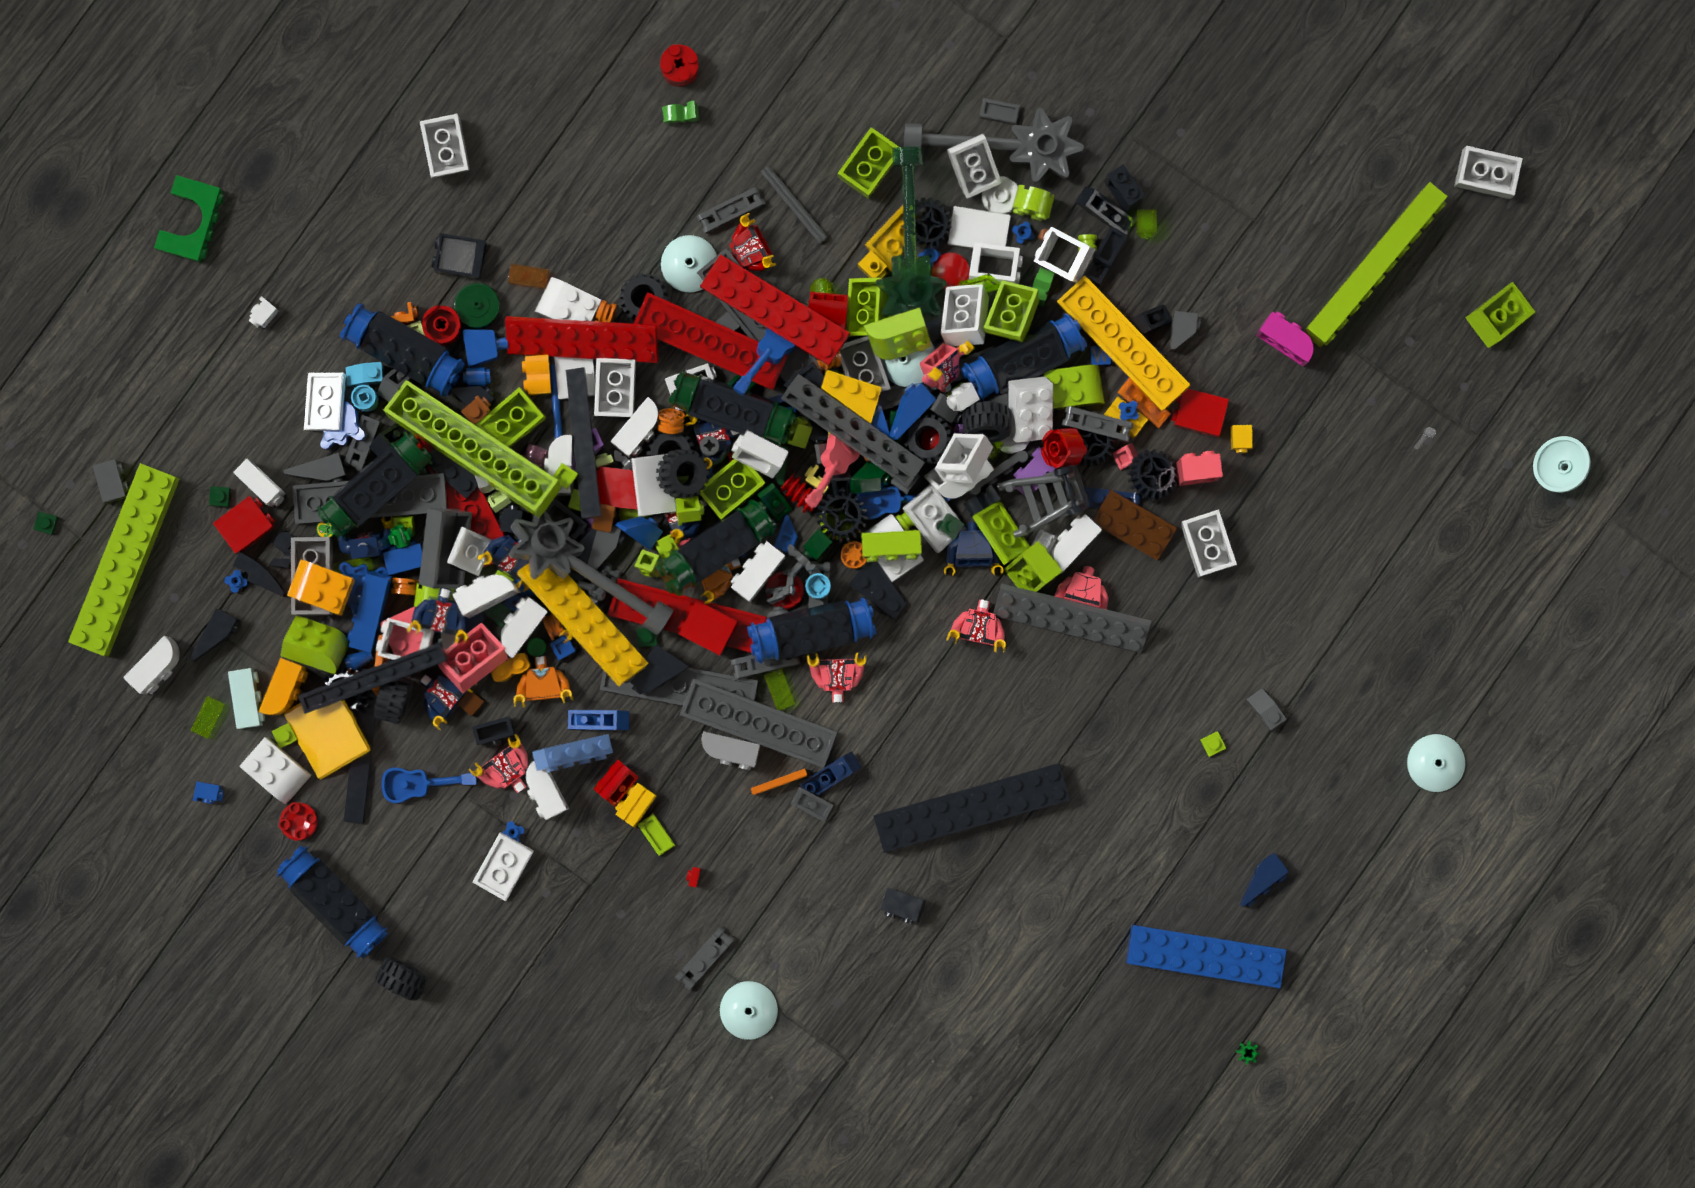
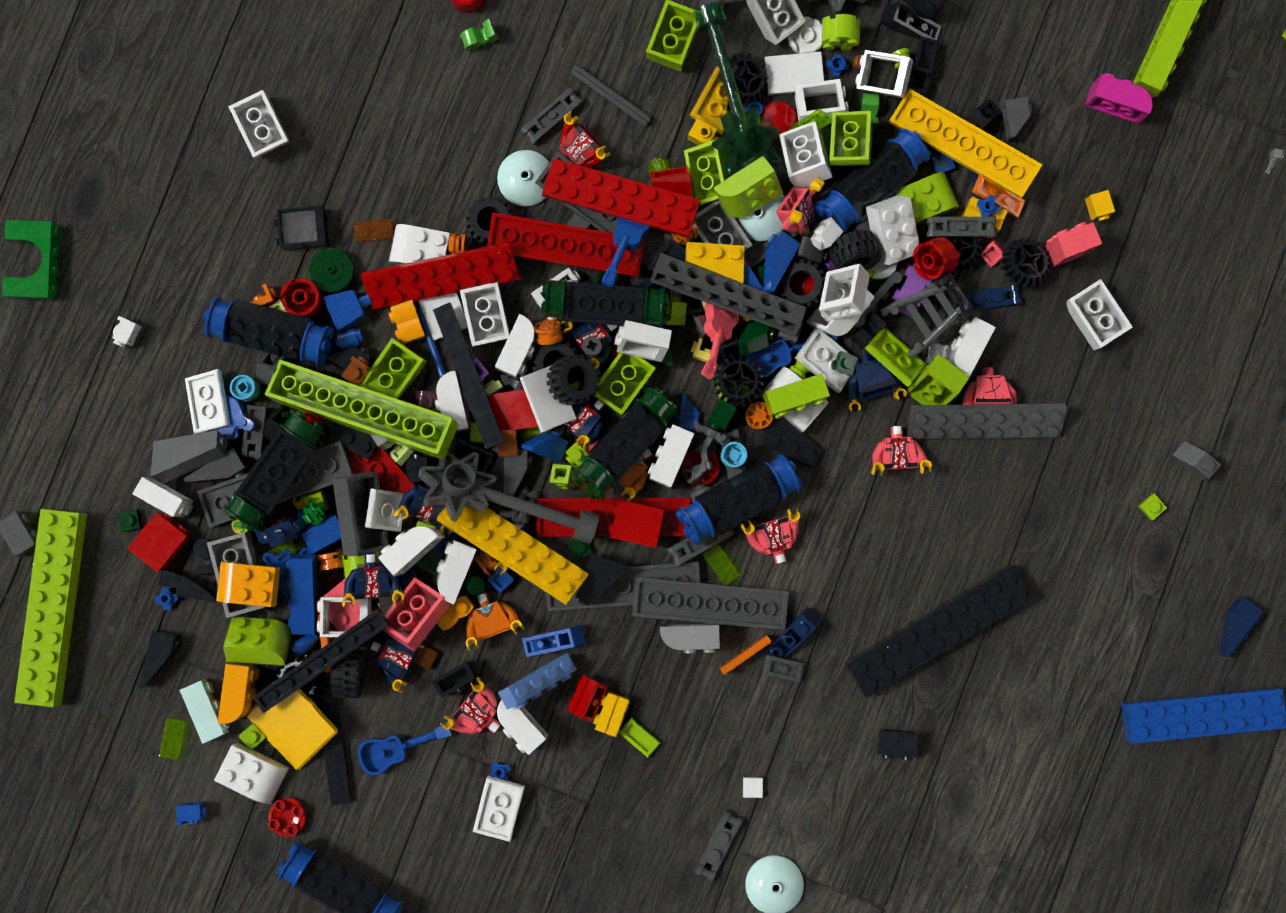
camera: 15 degrees left, 0 degrees up
(154, 666) = (105, 704): white brick -> none
(292, 446) = (185, 453): none -> dark grey slope
(365, 374) = (240, 364): medium azure slope -> none
(565, 475) = (458, 412): lime plate -> none
(688, 509) = (588, 413): lime brick -> none
(693, 876) = (686, 769): red plate -> none
(752, 911) = (752, 787): none -> white tile
(774, 502) = (668, 384): dark green slope -> none
(798, 492) = (690, 370): red piece -> none
(1134, 524) = (1021, 315): reddish brown plate -> none
(1146, 223) = (953, 25): clear neon green brick -> none
(1200, 412) = (1055, 192): red brick -> none
(1253, 1052) = (1275, 797): green gear -> none

